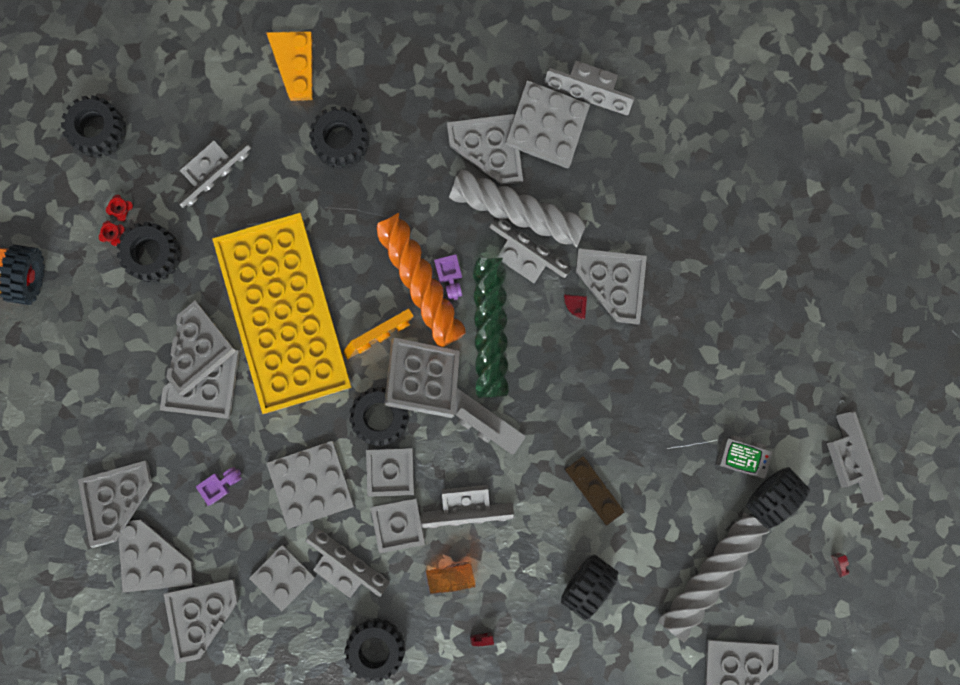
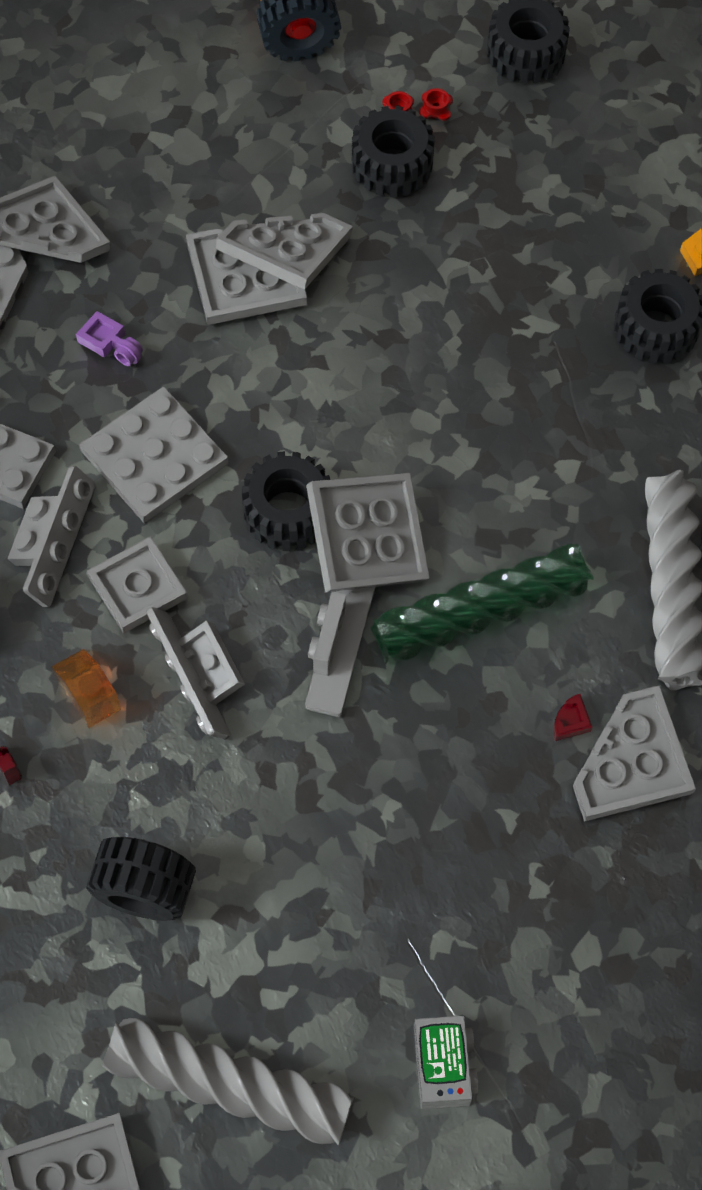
camera: 70 degrees right, 20 degrees down
(207, 166) = (540, 179): light grey bracket -> none
(282, 313) = (380, 336): yellow plate -> none
(379, 334) = (404, 455): light orange wing -> none
(390, 472) = (212, 547): light grey plate -> none
(417, 276) = (499, 490): orange piece -> none
(449, 270) = (538, 520): medium lavender plate -> none
(525, 255) = (613, 617): light grey bracket -> none
(594, 490) = (296, 848): dark brown plate -> none
(778, 497) = (399, 1131): black tyre -> none

